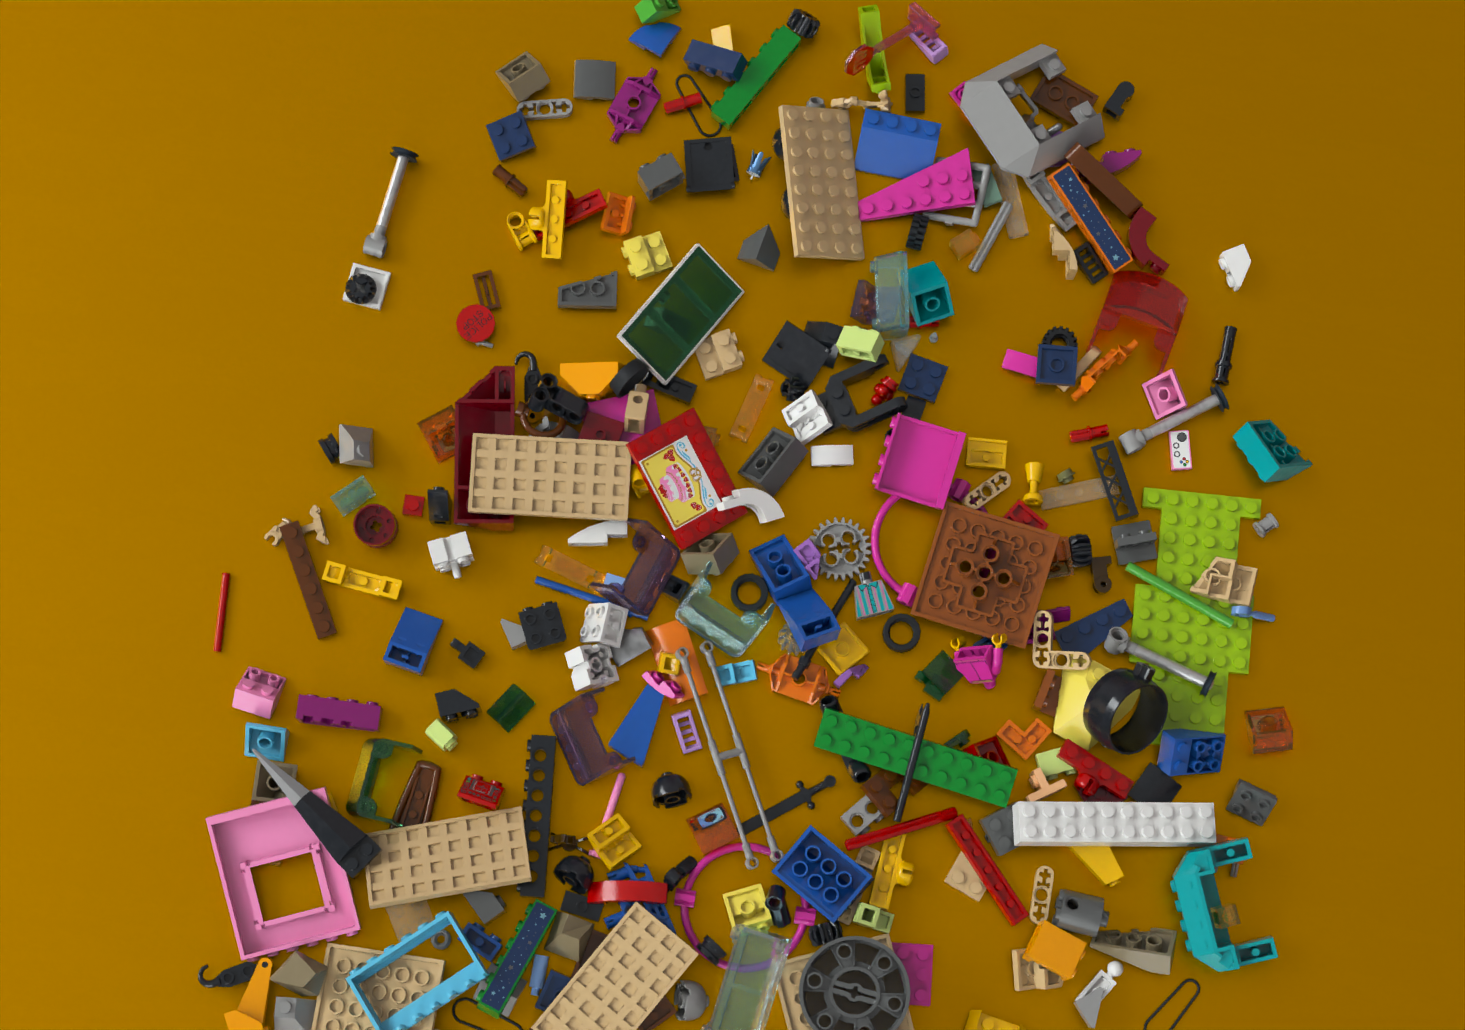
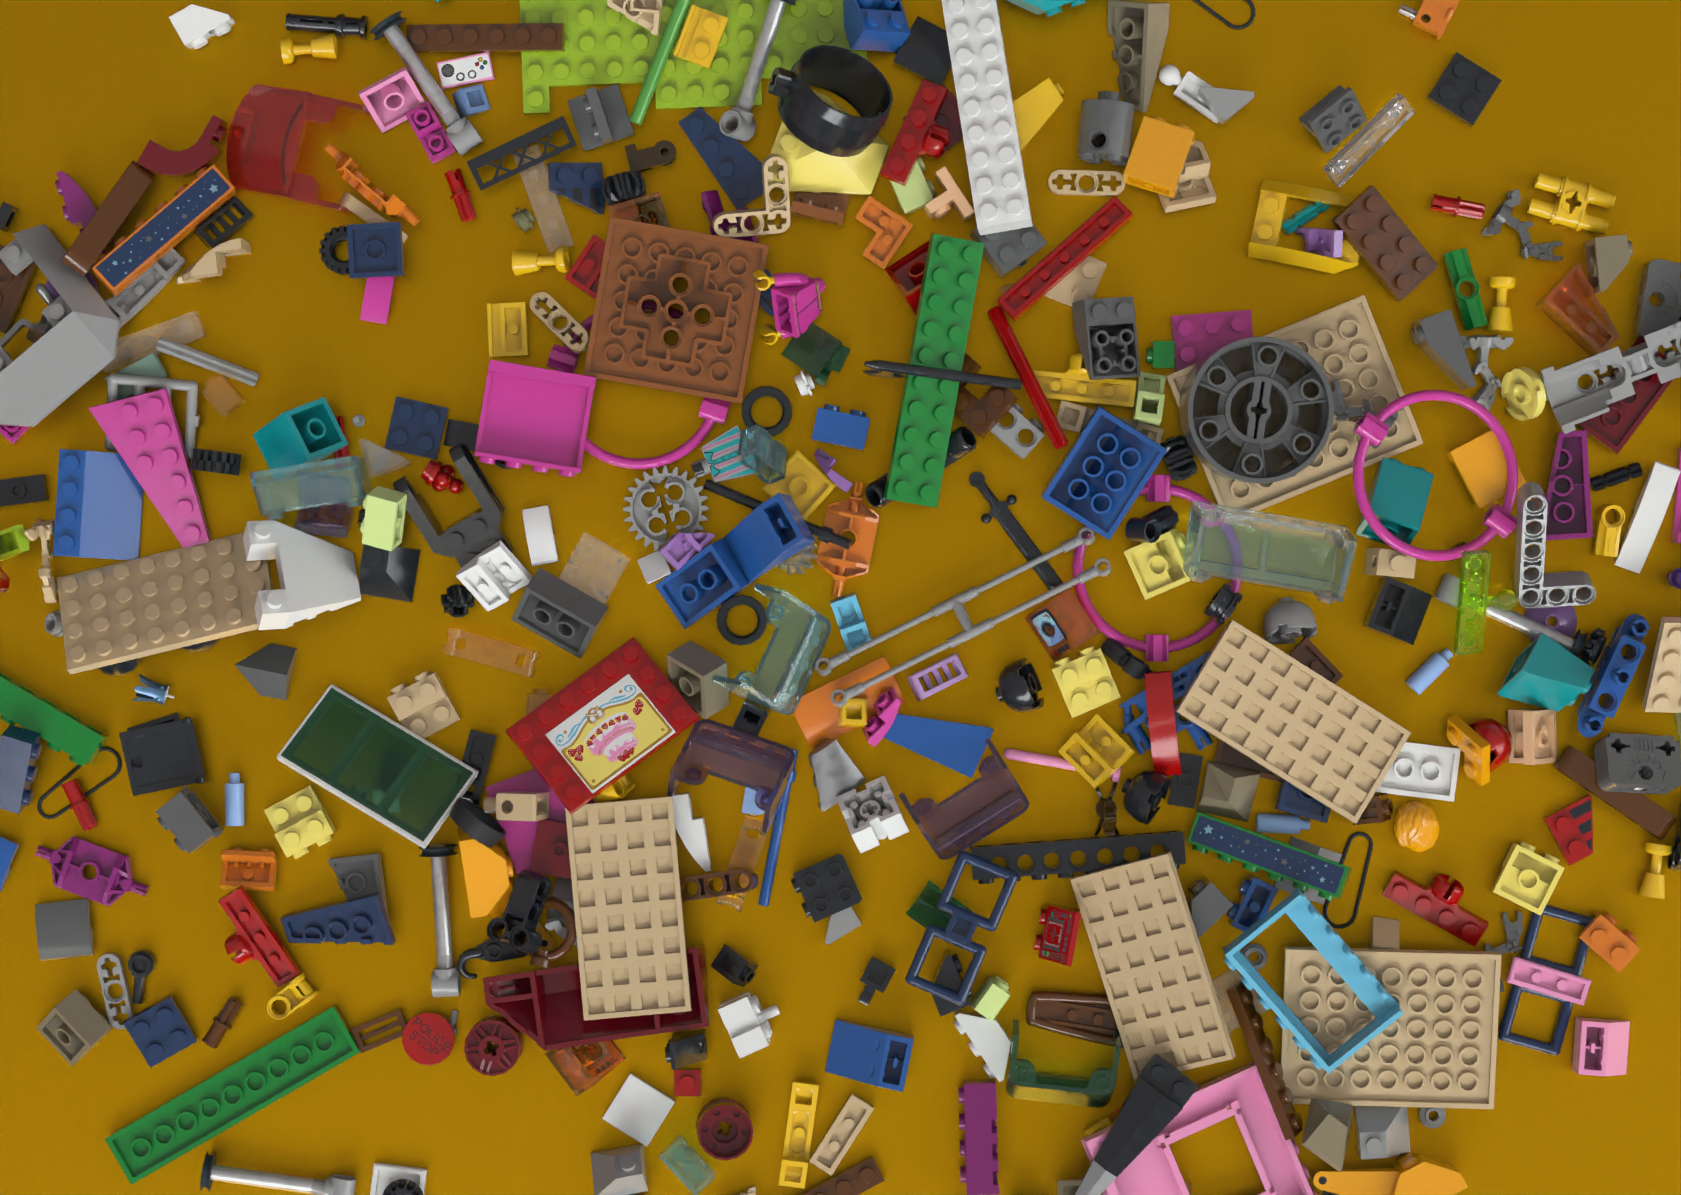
camera: 90 degrees left, 10 degrees up
(357, 612) = (841, 1134): none -> tan plate
(364, 933) = (1262, 1053): none -> reddish brown plate
(399, 467) = (638, 1109): none -> white tile
(409, 729) = (986, 1040): none -> white slope
(456, 180) = (232, 1094): none -> green plate
(463, 380) = (497, 1030): none -> dark red wheel
(493, 551) = (734, 966): none -> black bracket
(497, 719) = (961, 928): none -> dark blue bar
(517, 342) = (444, 977): none -> piece
(551, 219) = (271, 958): yellow plate -> none
(557, 537) = (730, 884): none -> reddish brown beam
(560, 129) = (140, 965): none -> black plate
(570, 275) = (341, 922): none -> dark blue wing
(604, 624) = (813, 806): white bracket -> none
(667, 841) = (1085, 681): none -> light yellow plate
(669, 211) = (234, 801): none -> light blue cylinder
(759, 501) = (620, 620): white arch -> none
(796, 354) = (409, 596): black container -> none
(796, 534) = (654, 567): none -> white slope
(802, 491) = (594, 568): none -> clear piece
(827, 286) = (310, 573): none -> white wedge
(870, 623) = (762, 454): none -> clear light blue brick
(882, 684) = (841, 428): none -> blue brick
(905, 932) = (1161, 354): none -> green plate
(918, 663) = (804, 383): none -> white plate
(923, 892) = (1107, 337): none -> dark grey slope
(960, 739) = (898, 315): clear green plate -> none
(1087, 518) = (578, 183): none -> dark blue wing
(1138, 418) = (430, 132): none -> dark pink slope
(1157, 451) = (471, 100): none -> medium blue slope
(1184, 622) = (701, 37): none -> yellow plate
(1202, 468) = (487, 37): none -> reddish brown plate
(1209, 348) = (319, 47): none -> yellow piece

